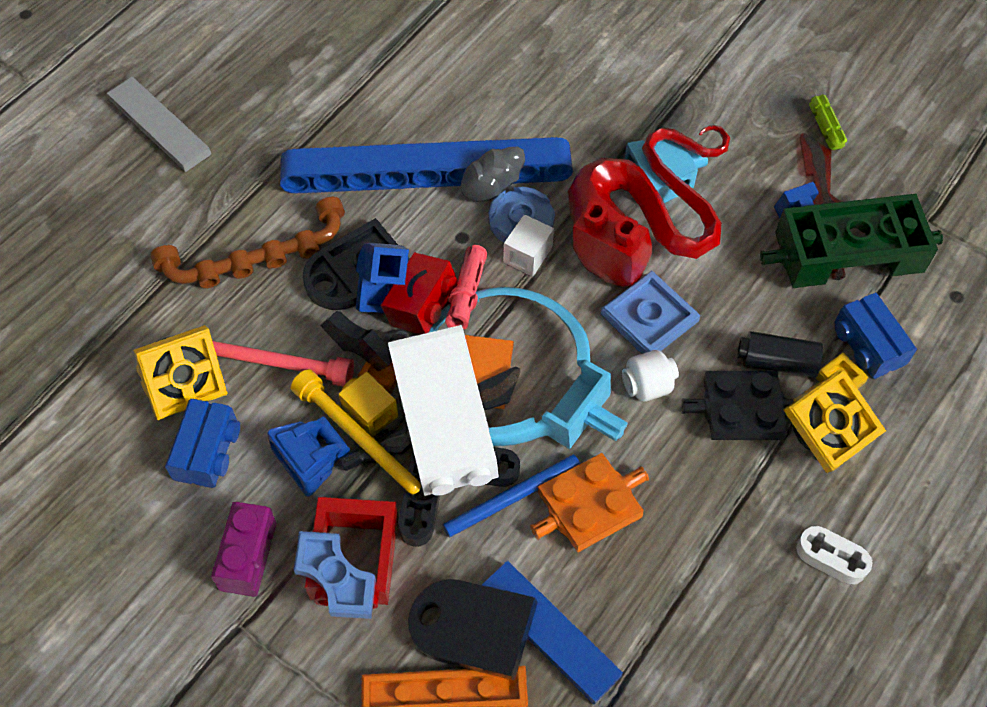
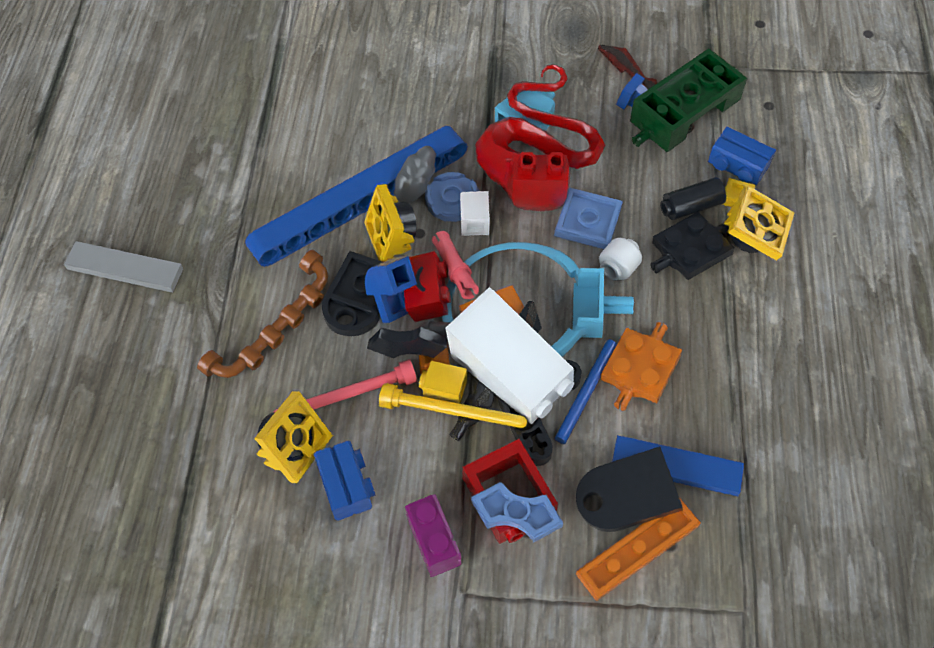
camera: 30 degrees left, 0 degrees up
(303, 455) = (424, 446): blue piece -> none
(430, 211) = (389, 224): none -> yellow piece
(828, 122) = (611, 29): lime axle -> none
(834, 555) = (814, 311): white beam -> none

